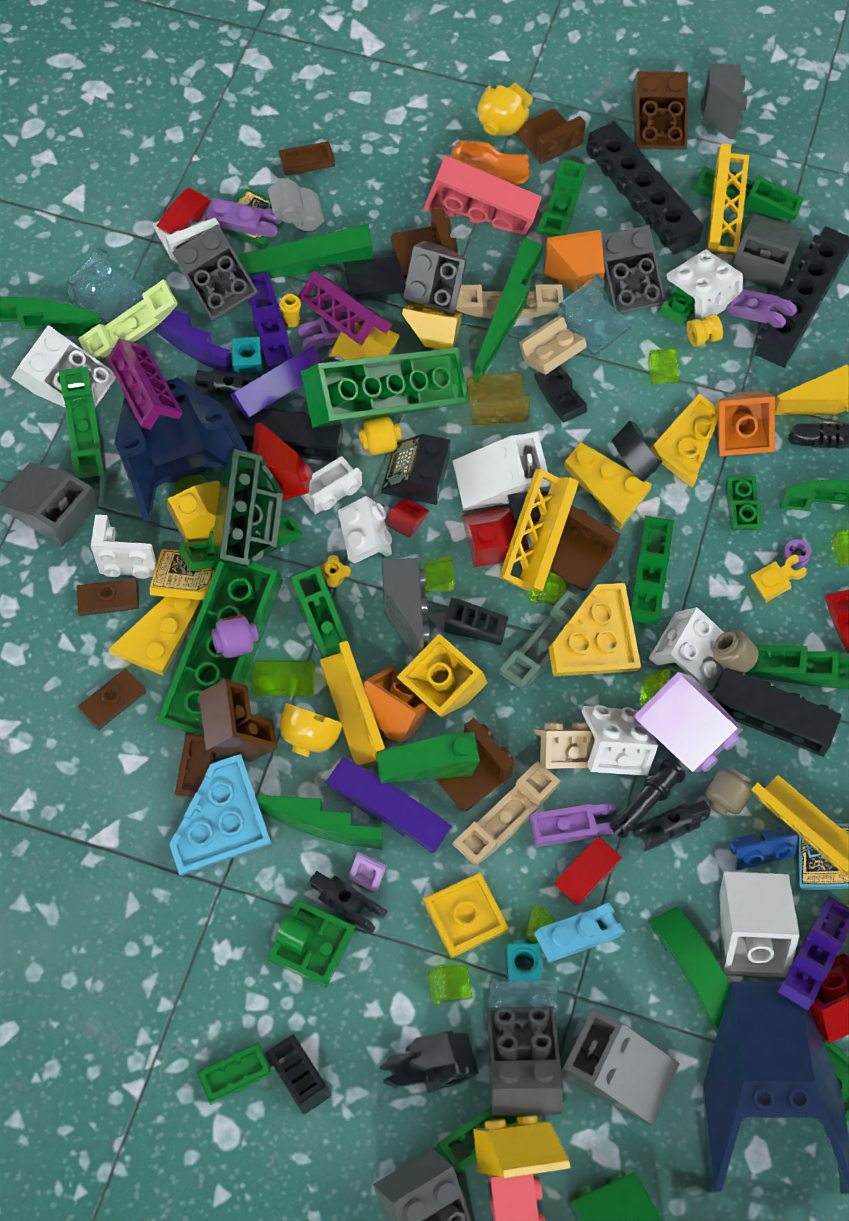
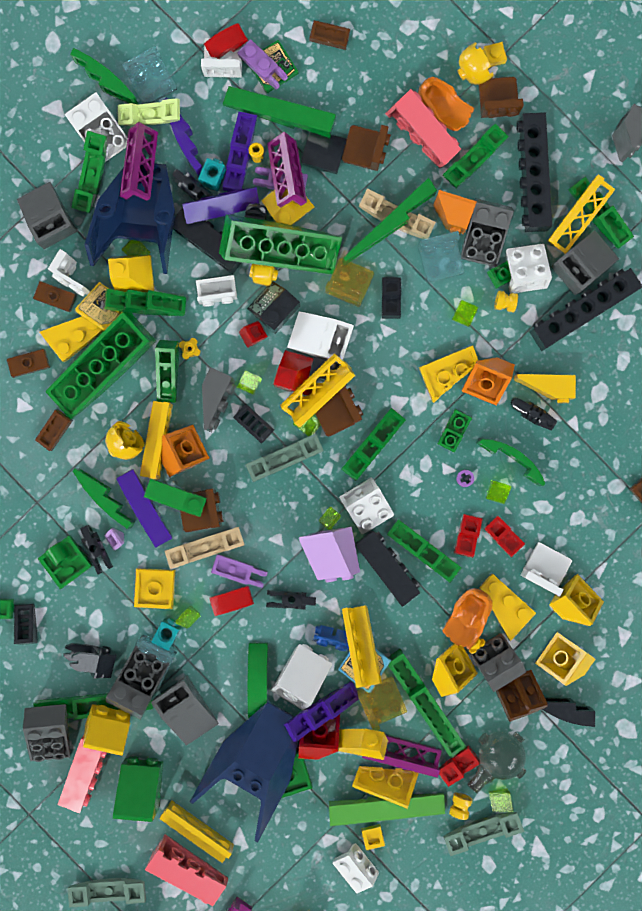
camera: 30 degrees right, 25 degrees up
(215, 272) = (222, 101): dark grey slope -> none
(220, 819) = (50, 468): medium azure plate -> none
(231, 726) = (76, 420): reddish brown brick -> none
(234, 636) = (103, 369): medium lavender head -> none
(247, 511) = (148, 294): dark green wedge -> none
(283, 463) = (187, 265): red slope -> none
(284, 678) = (129, 399): clear neon green slope -> none
(296, 205) = (299, 73): light grey brick -> none
(364, 529) = (222, 331): white bracket -> none
(433, 326) = (339, 208): yellow slope -> none
(434, 276) = (355, 177): dark grey slope -> none
(443, 677) = (211, 452): yellow slope -> none
(449, 983) = (126, 620): clear neon green slope -> none
(551, 346) = (403, 263): tan bracket -> none
(565, 746) = (260, 527): tan bracket -> none
(578, 933) = (204, 633): medium azure plate -> none
(597, 636) = (314, 471): yellow plate -> none
(610, 483) = (383, 373): yellow wing -> none
(620, 741) = (286, 535): white bracket -> none
(636, 451) = (409, 366): black slope -> none
(655, 789) = (293, 577): black pin -> none
(660, 109) = (584, 117): reddish brown slope -> none
(729, 792) = (332, 599): dark tan head -> none
(735, 651) = (385, 524): dark tan head -> none
(761, 308) = (548, 306): medium lavender hinge -> none
(774, 581) = (439, 488): yellow plate -> none

